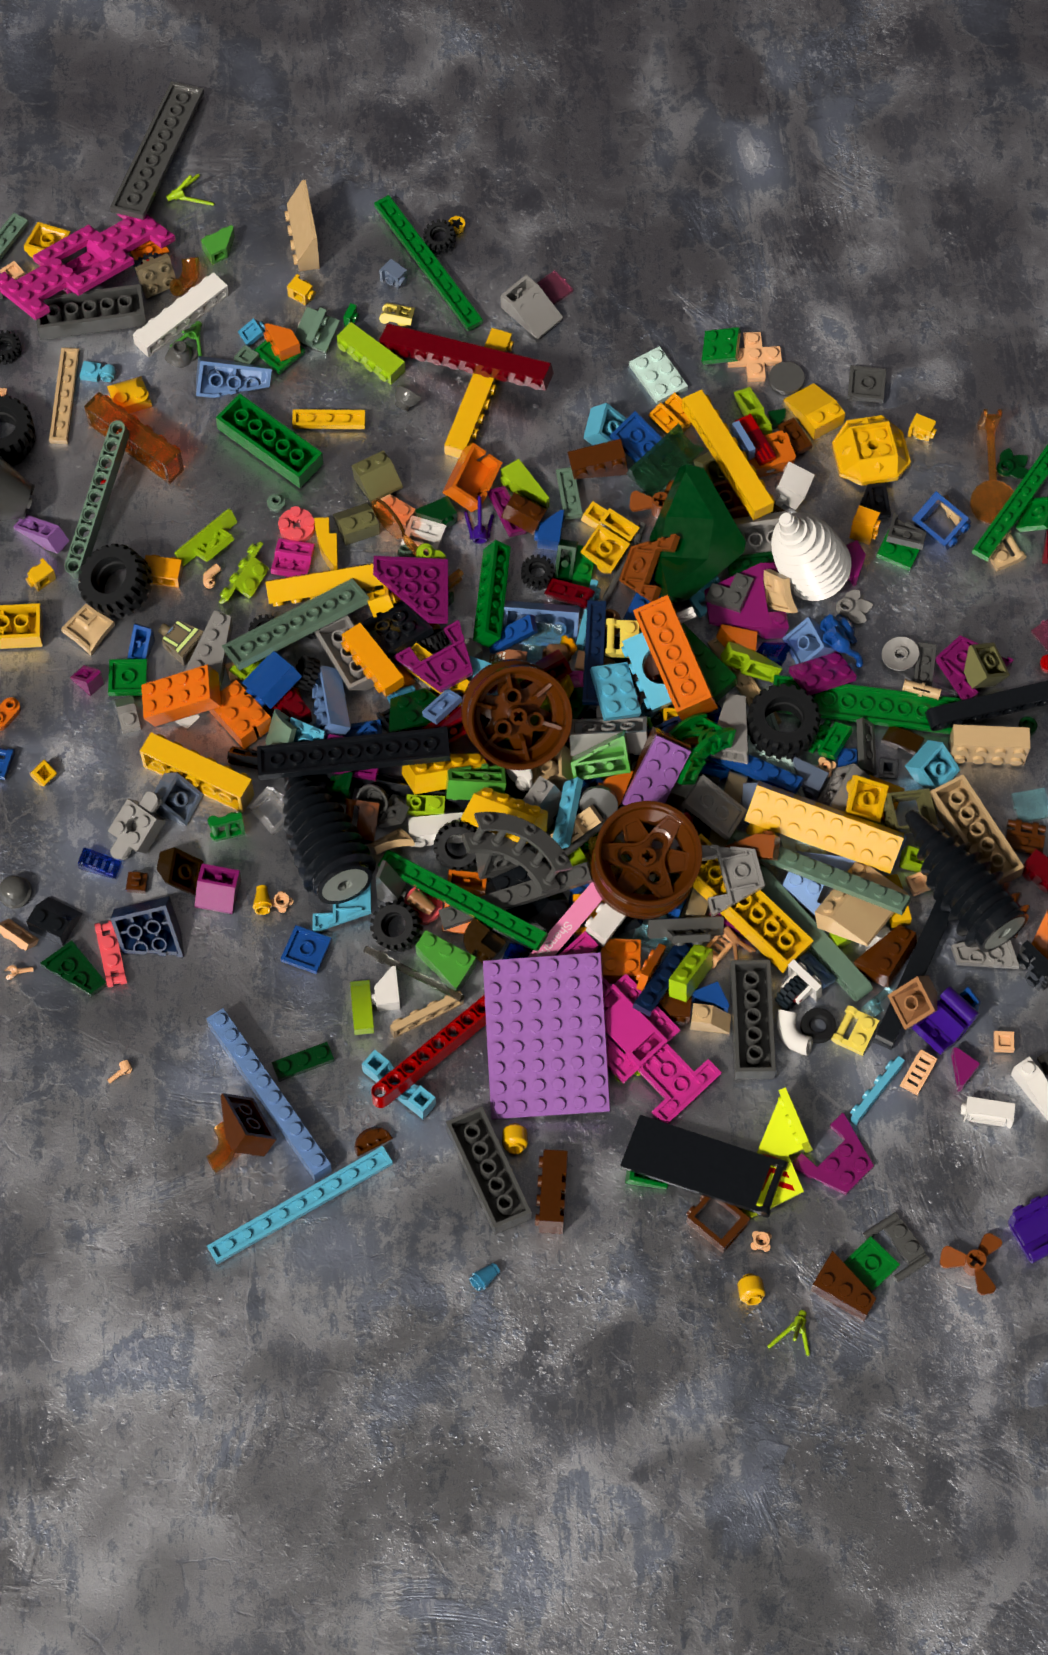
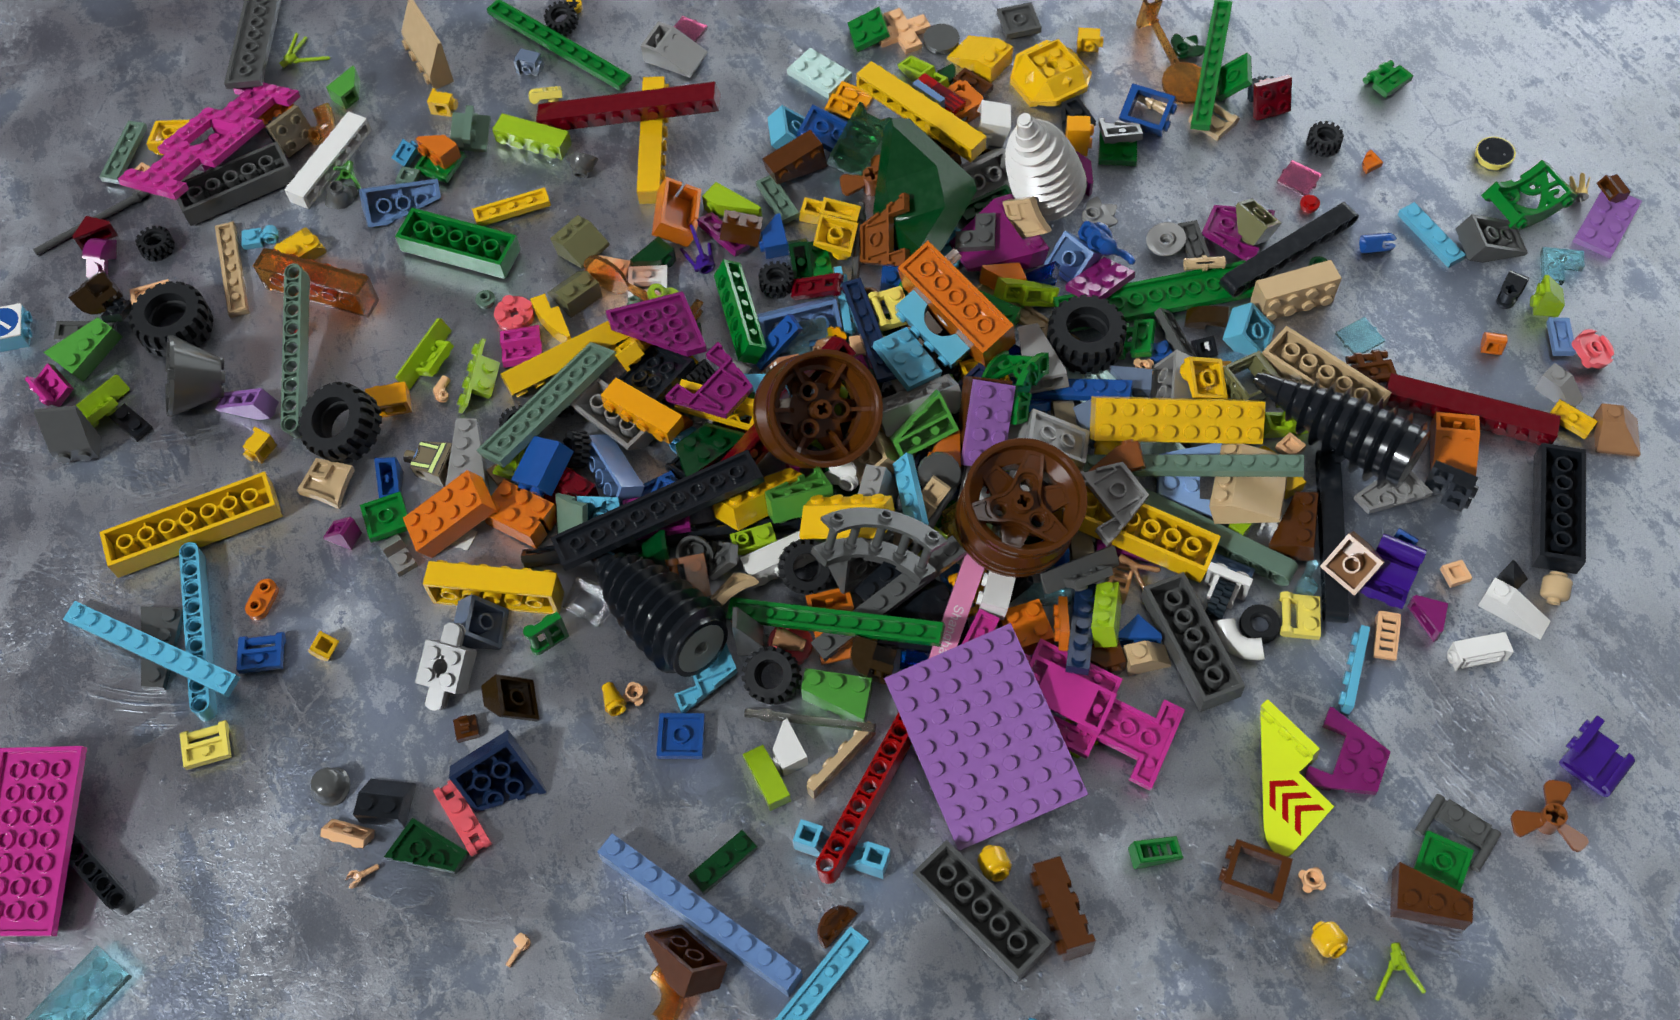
camera: 15 degrees left, 5 degrees down
(88, 867) = (407, 715): clear blue slope -> none
(217, 888) = (559, 703): magenta slope -> none
(351, 315) = (499, 108): green plate -> none
(442, 706) = (732, 433): medium blue plate -> none
(702, 1165) = (1213, 818): black flag -> none

